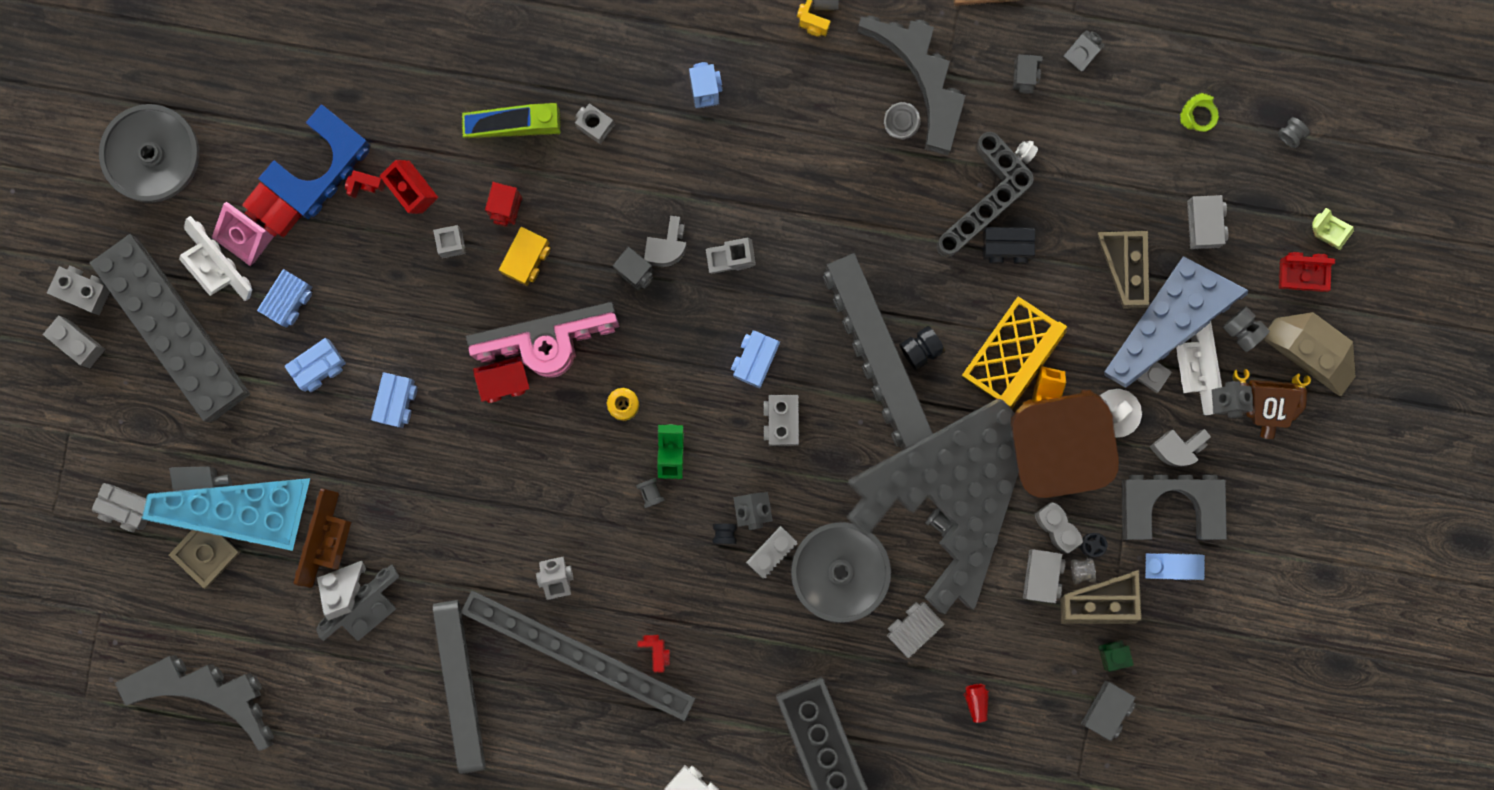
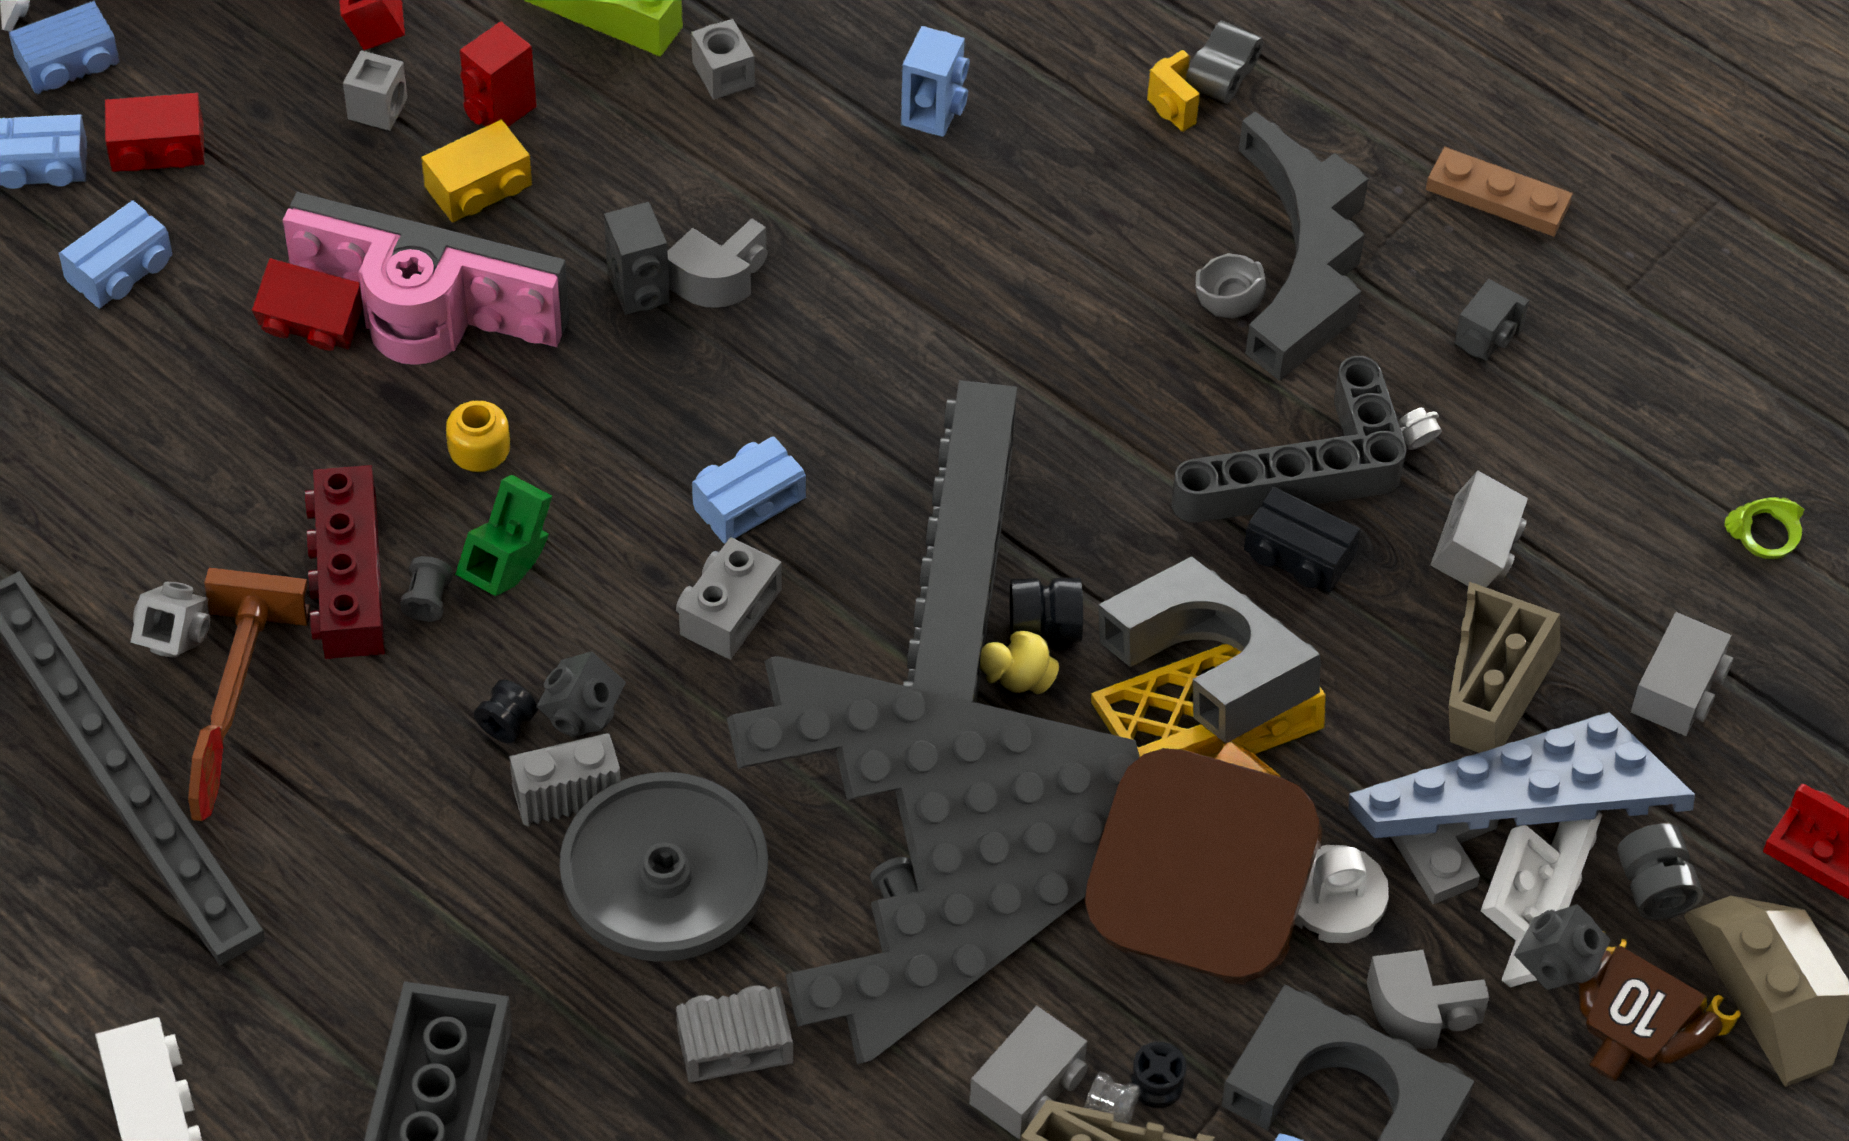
camera: 30 degrees right, 30 degrees down
(364, 325) = (154, 132): none -> red brick
(583, 544) = (253, 601): none -> dark orange piece
(607, 499) = (347, 562): none -> dark red brick
(660, 656) = (251, 814): red bracket -> none
(731, 256) = (815, 325): light grey brick -> none
(928, 382) = (1021, 665): none -> light yellow animal
(983, 308) = (1196, 604): none -> dark grey arch
(1062, 534) = (1109, 1007): light grey brick -> none
(1084, 49) = (1611, 338): bracket -> none
(1084, 197) = (1480, 532): none -> light grey brick

